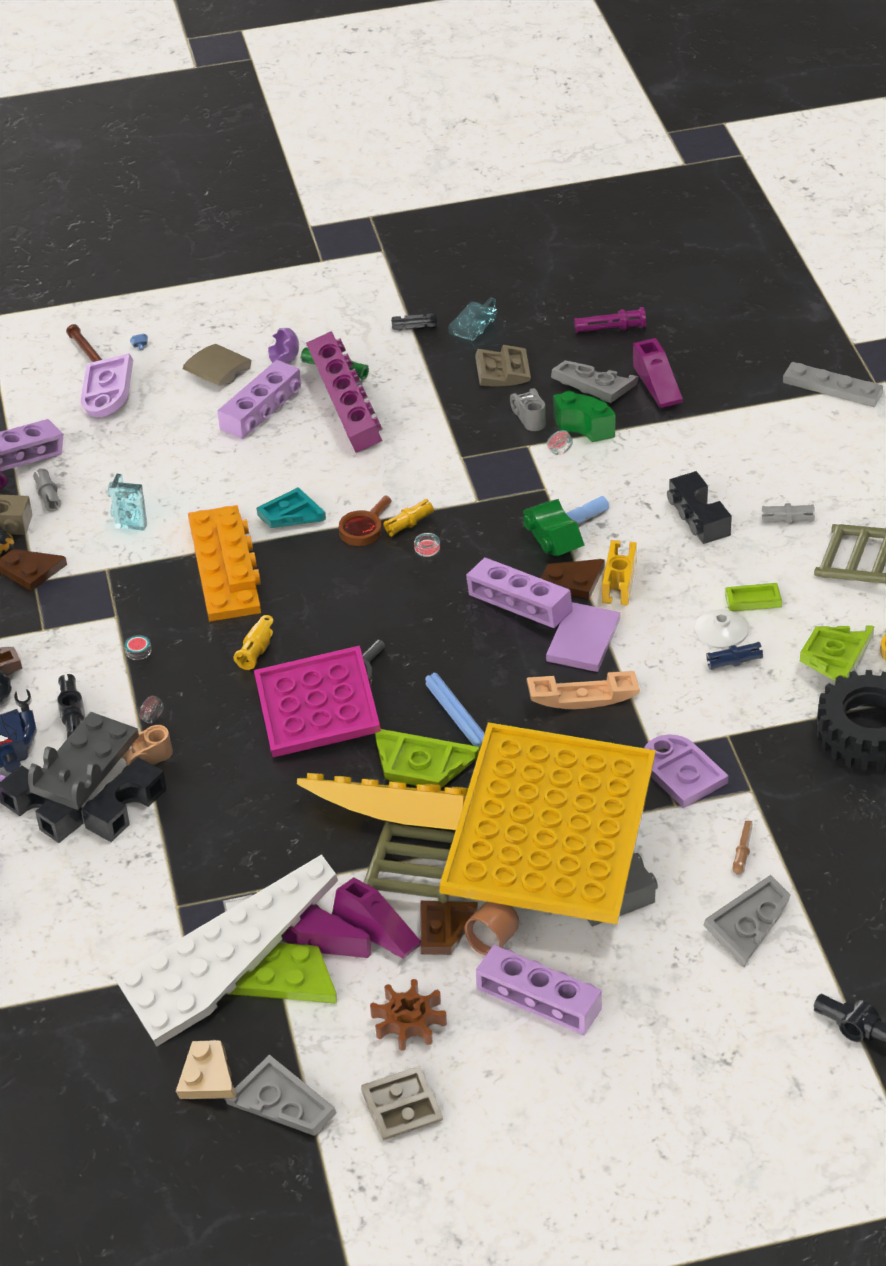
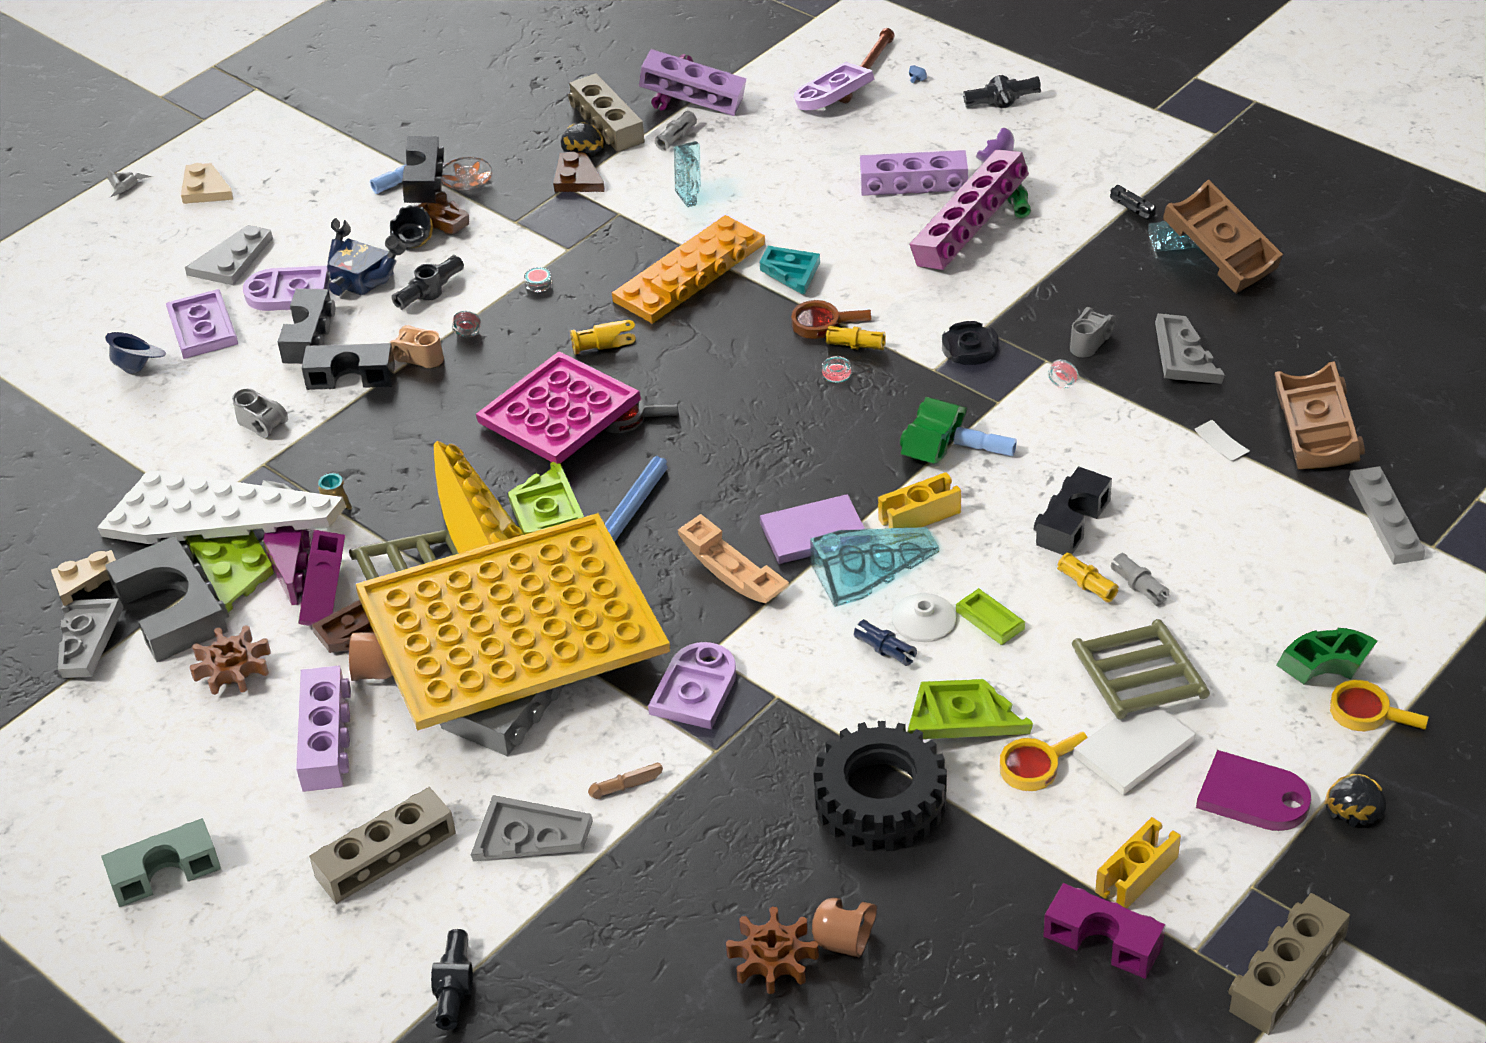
camera: 55 degrees right, 0 degrees up
(81, 761) = (354, 315): dark grey hinge -> none
(118, 879) = (257, 412): none -> light grey piece
(217, 364) = (934, 125): dark tan slope -> none
(219, 313) = (1002, 91): none -> black pin
(261, 1006) = (169, 567): none -> arch
(276, 866) = (332, 485): none -> piece
(401, 1102) = (132, 711): slope -> none
(472, 469) = (969, 343): none -> black tile
(502, 367) = (1135, 285): dark tan slope -> none
(517, 296) = (1224, 236): none -> medium nougat piece
(519, 592) = (820, 454): lavender brick -> none
(576, 576) = (882, 476): reddish brown wing -> none
(584, 416) = (1116, 366): green brick -> none
(592, 1167) = (134, 865): none -> sand green arch
(622, 316) = (1295, 321): magenta pin -> none
(645, 627) = (858, 560): none -> clear light blue wedge
(656, 373) = (1237, 381): magenta slope -> none
(692, 414) = (1220, 440): none -> white sticker
(695, 1005) = (382, 844): none -> dark tan brick
(726, 356) = (1319, 418): none -> medium nougat piece
(765, 534) = (1088, 577): none -> yellow pin

